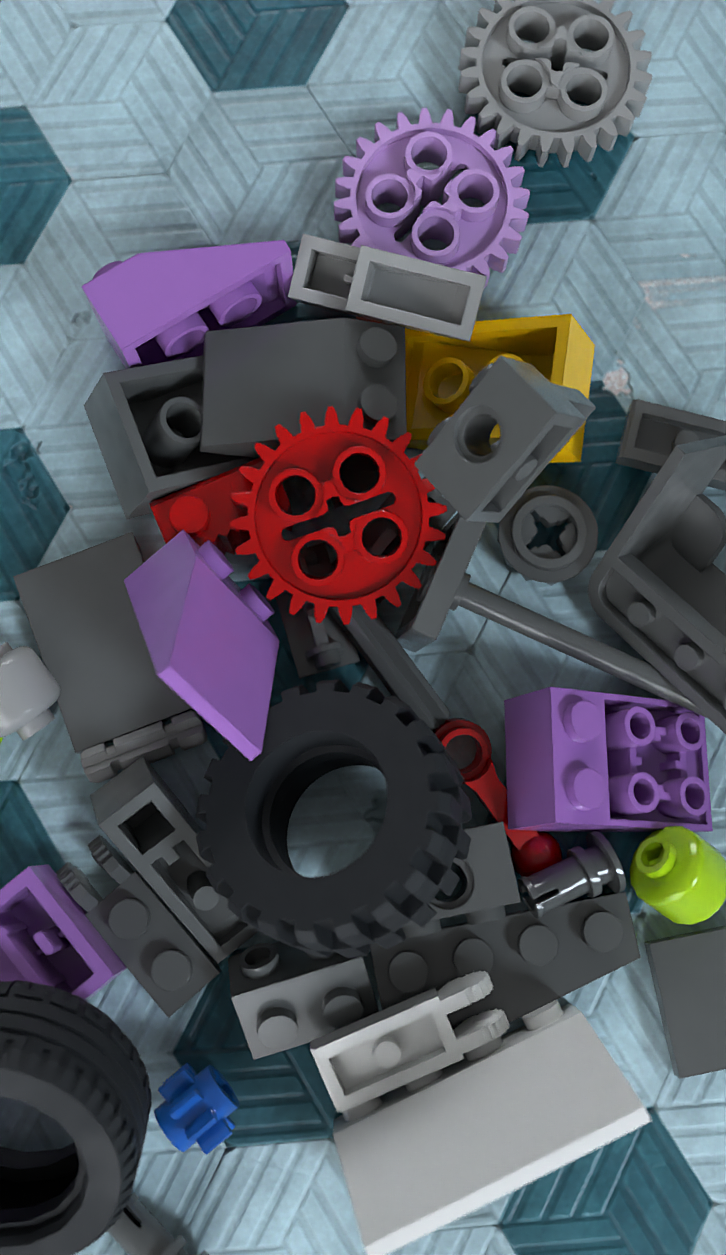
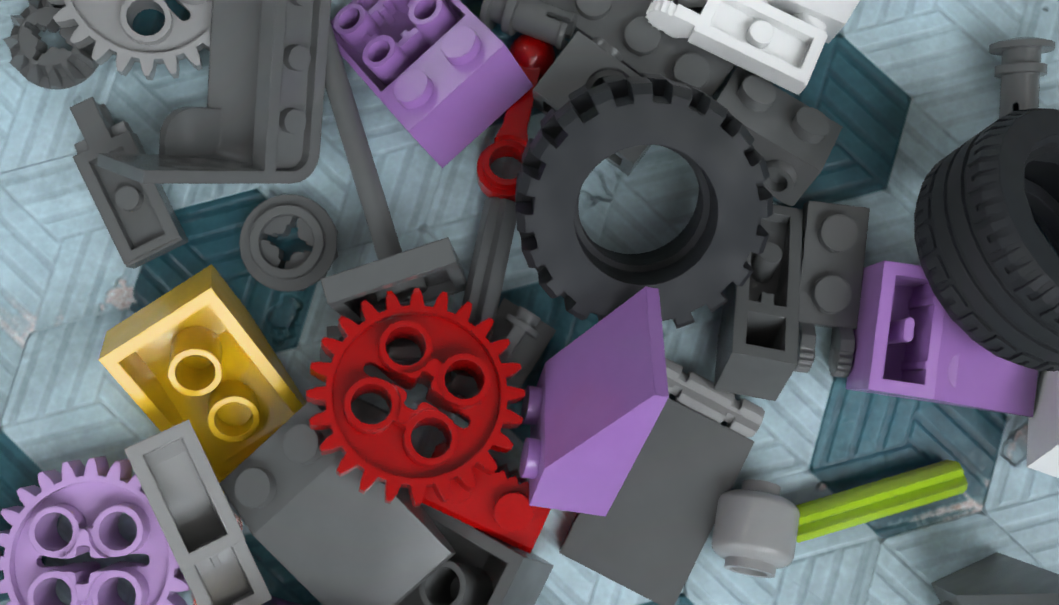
camera: 125 degrees left, 5 degrees up
(196, 1108) = (910, 133): blue gear -> none
(534, 426) = (288, 303): dark grey brick -> none

